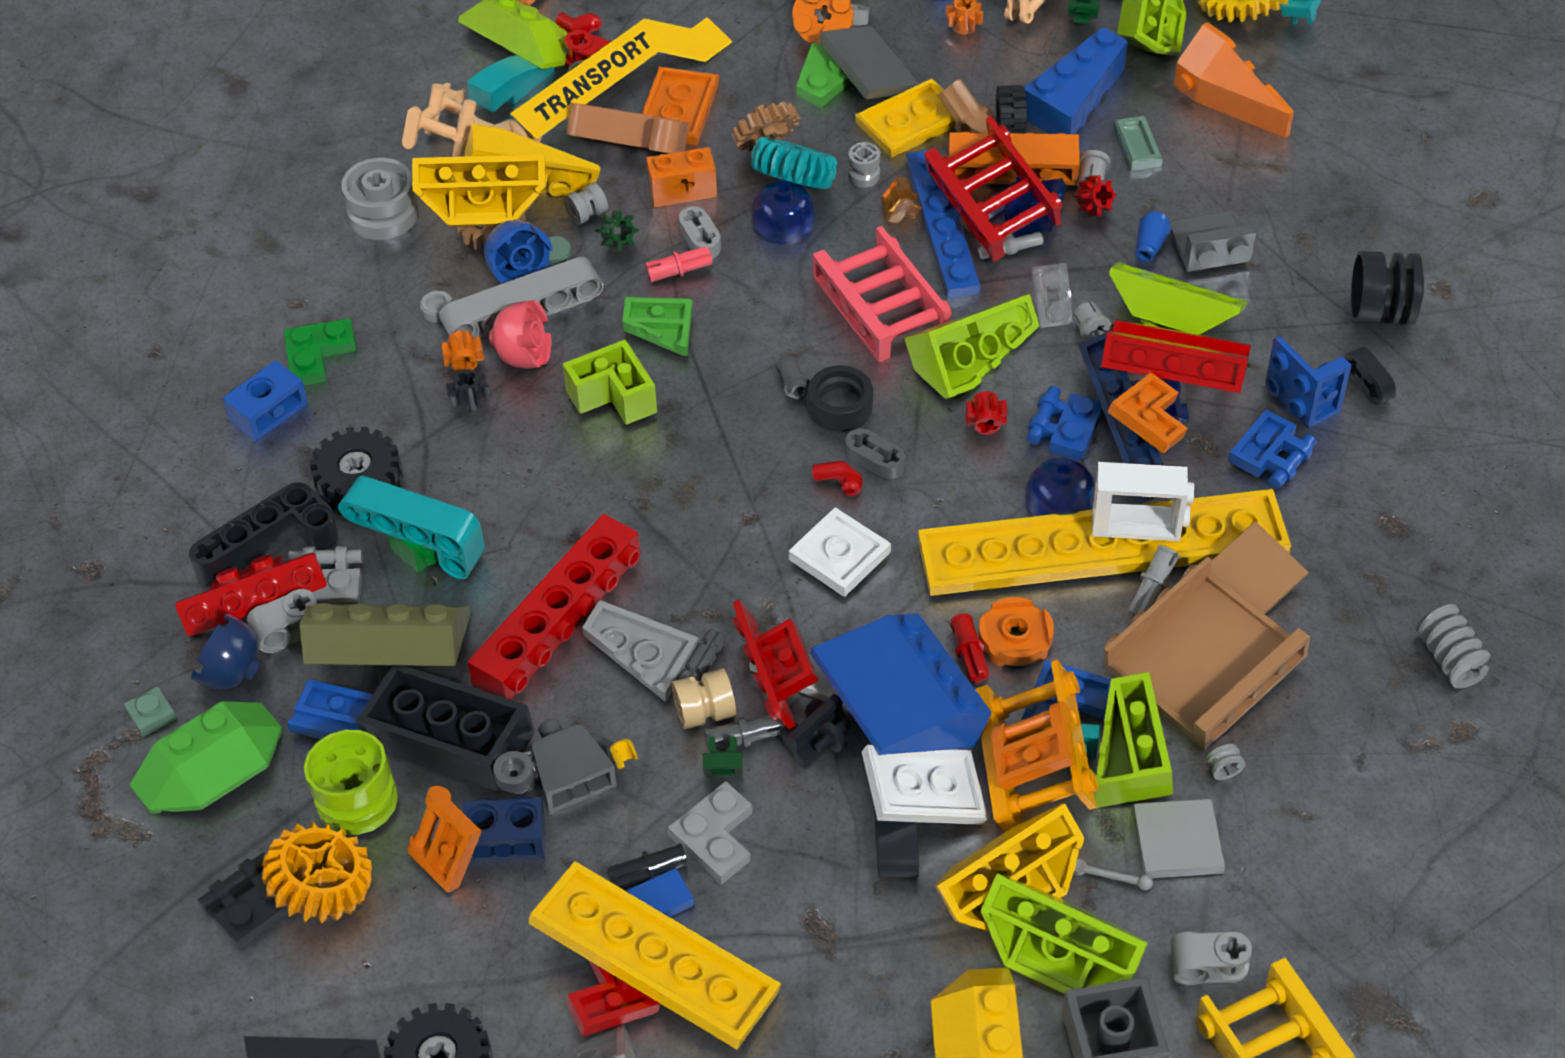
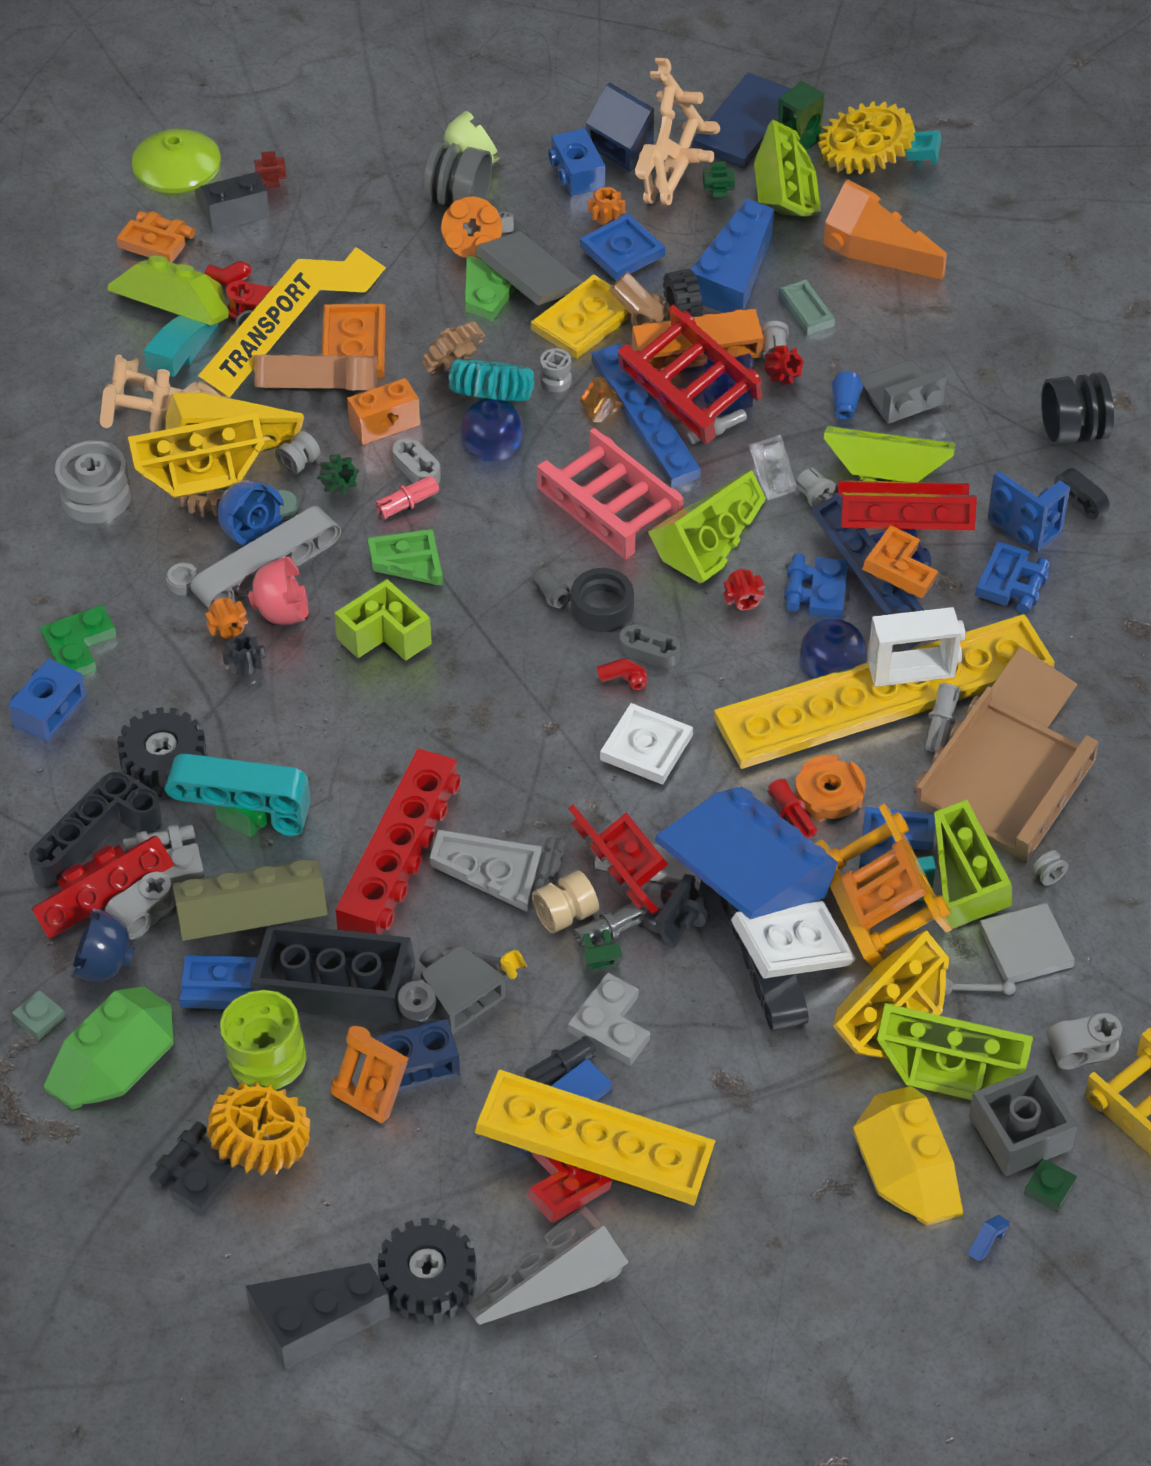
camera: 15 degrees left, 0 degrees up
(968, 55) = (622, 246): none -> blue plate

